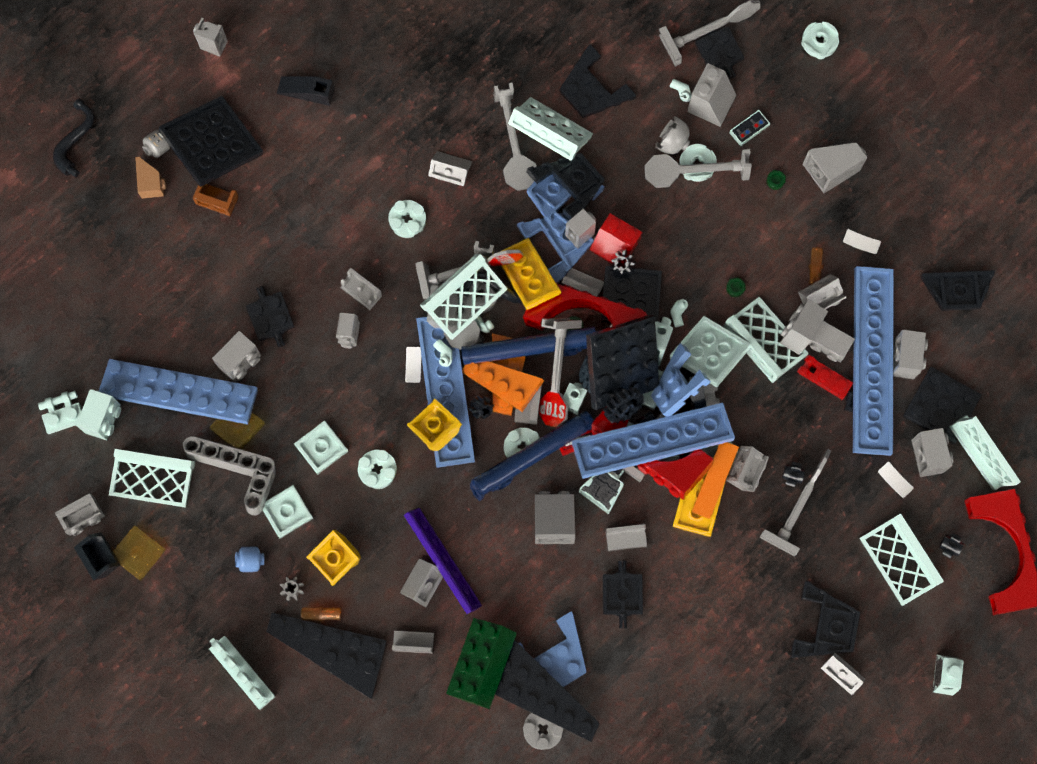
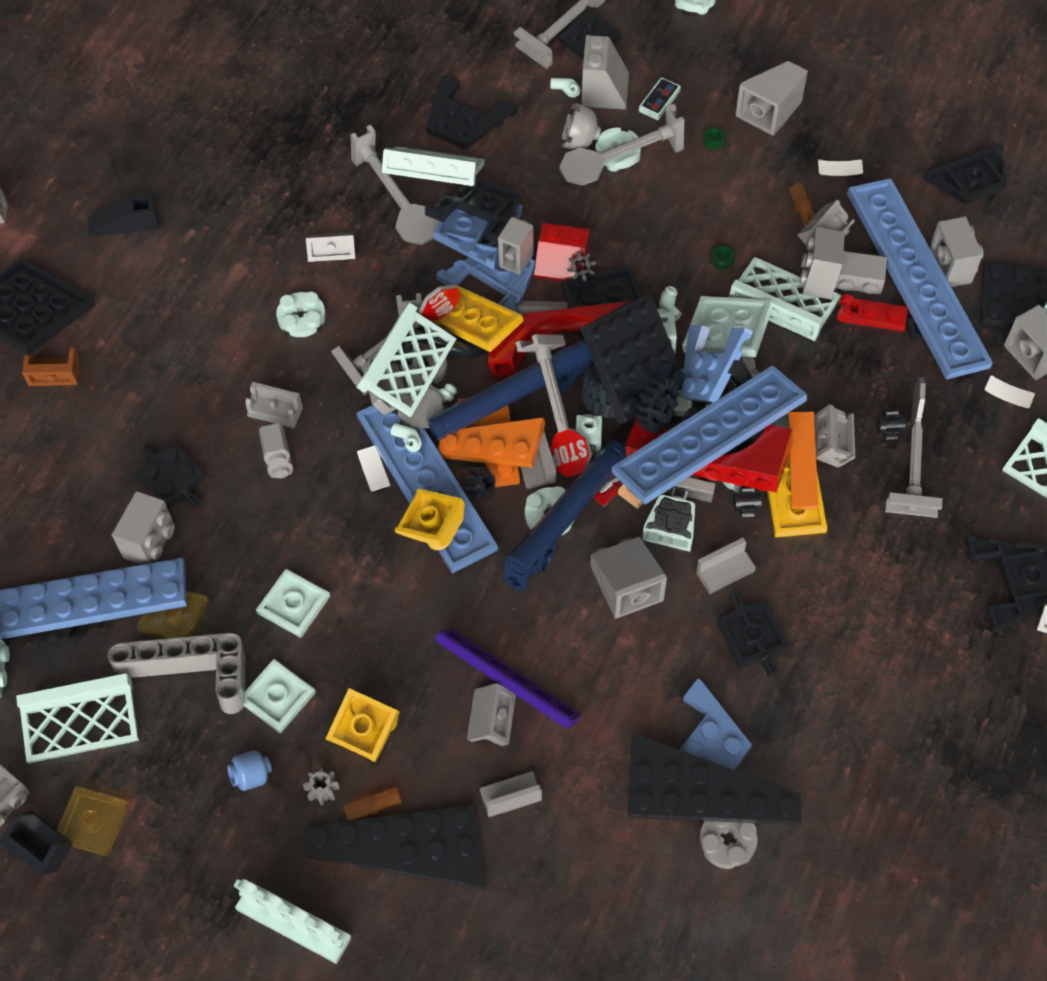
camera: 20 degrees left, 15 degrees down
(371, 478) = (375, 616): light aqua plate -> none
(481, 663) = (613, 780): dark green brick -> none
(662, 495) = (747, 501): none -> black gear

